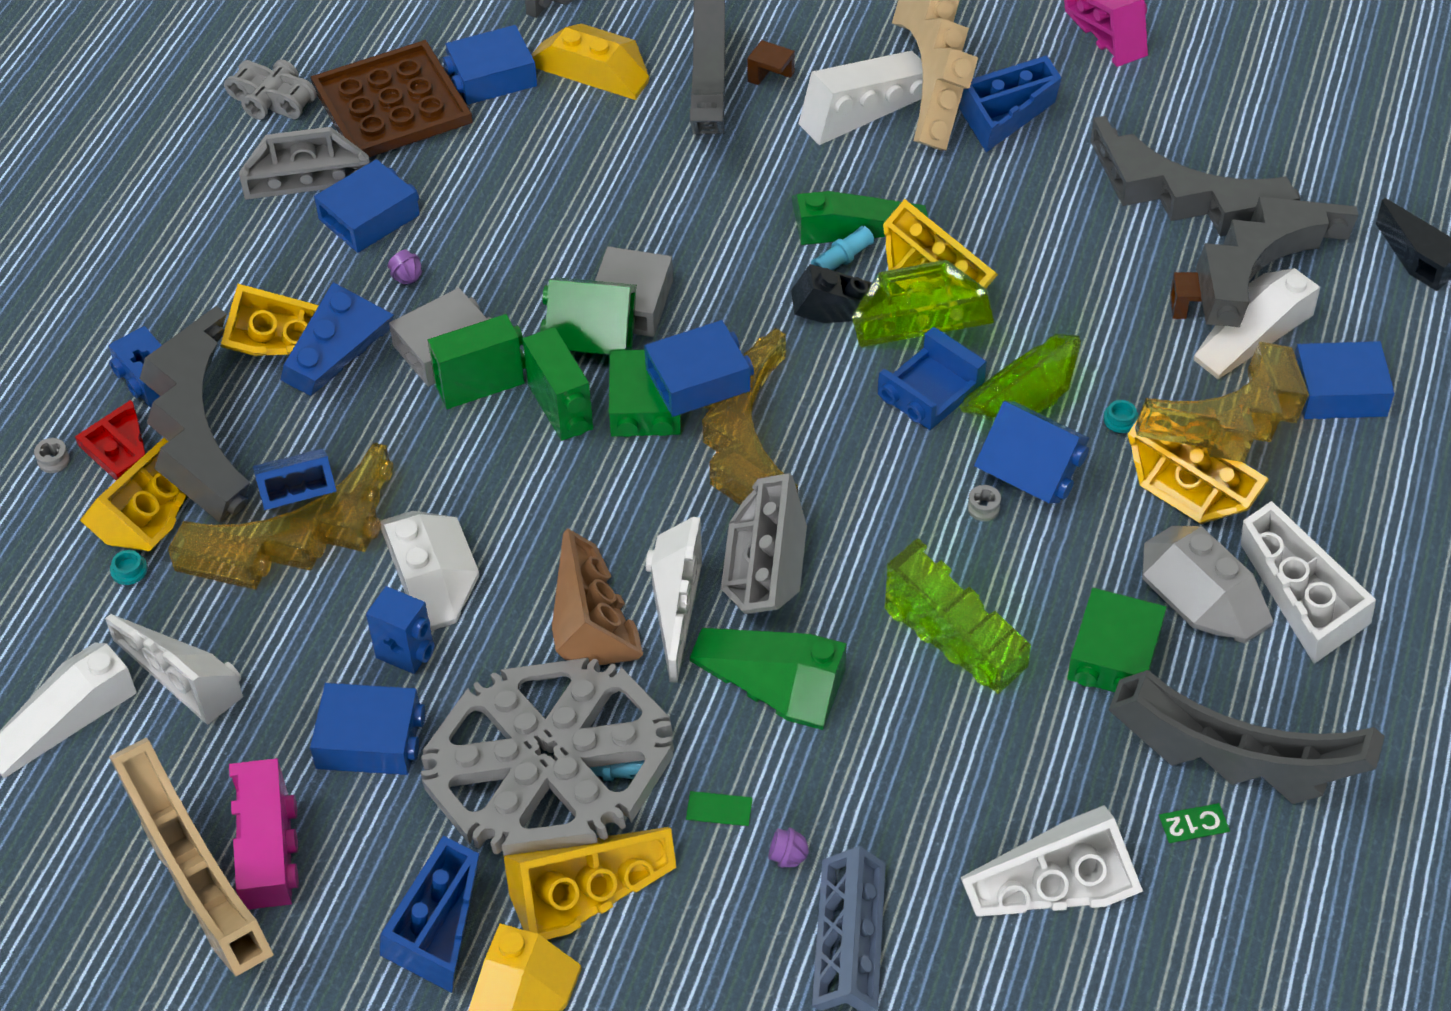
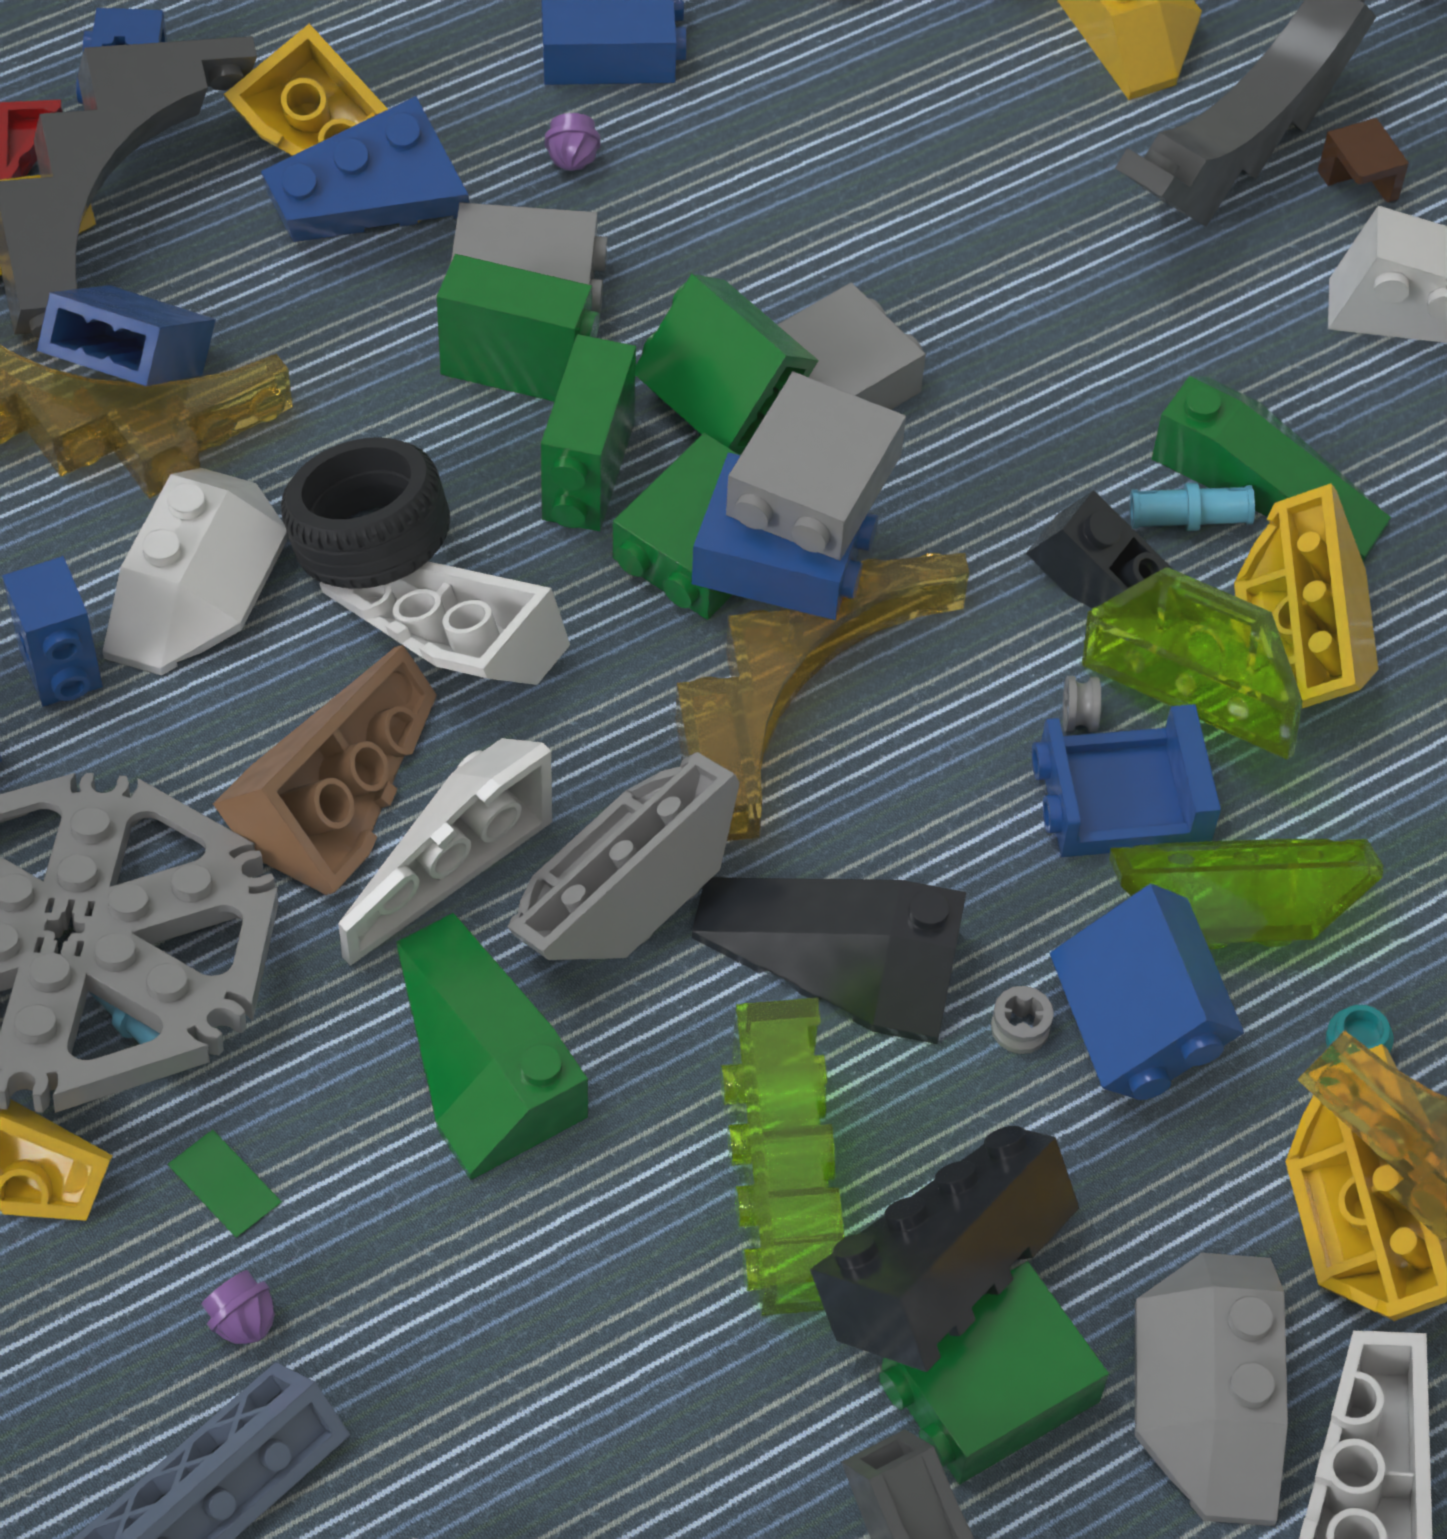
camera: 35 degrees right, 5 degrees up
(505, 502) = (377, 545): none -> black tyre
(570, 502) = (466, 621): none -> white wedge
(696, 322) = (815, 466): none -> light grey brick
(880, 359) = (1081, 704): none -> light grey bush
(884, 520) = (853, 942): none -> black wedge
(1059, 606) = (945, 1248): none -> black wedge

